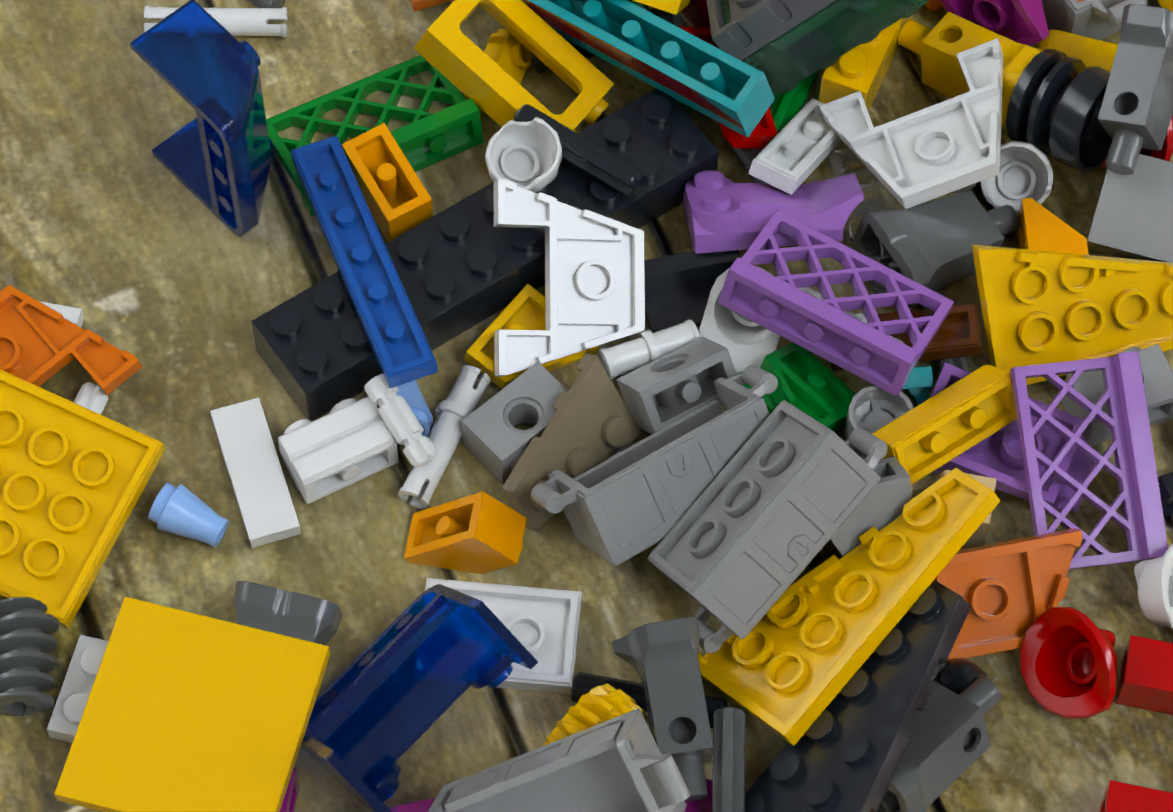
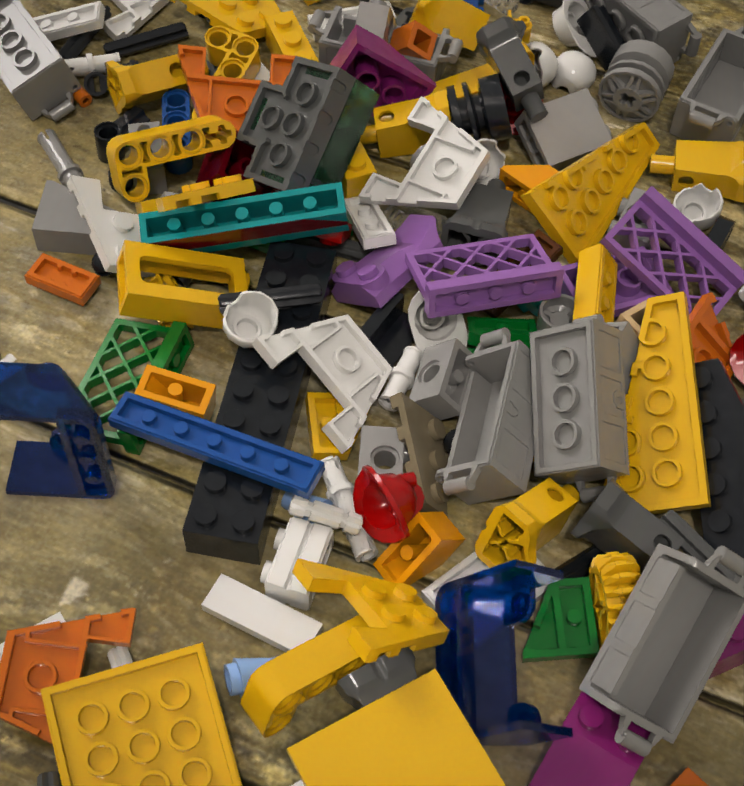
camera: 45 degrees left, 5 degrees down
(229, 550) = (298, 676): none -> yellow beam
(360, 561) = (391, 610): none -> yellow wing
(471, 459) = (387, 503): none -> red helmet
(517, 720) = (564, 624): none -> green wing
(588, 598) = (526, 523): none -> yellow piece

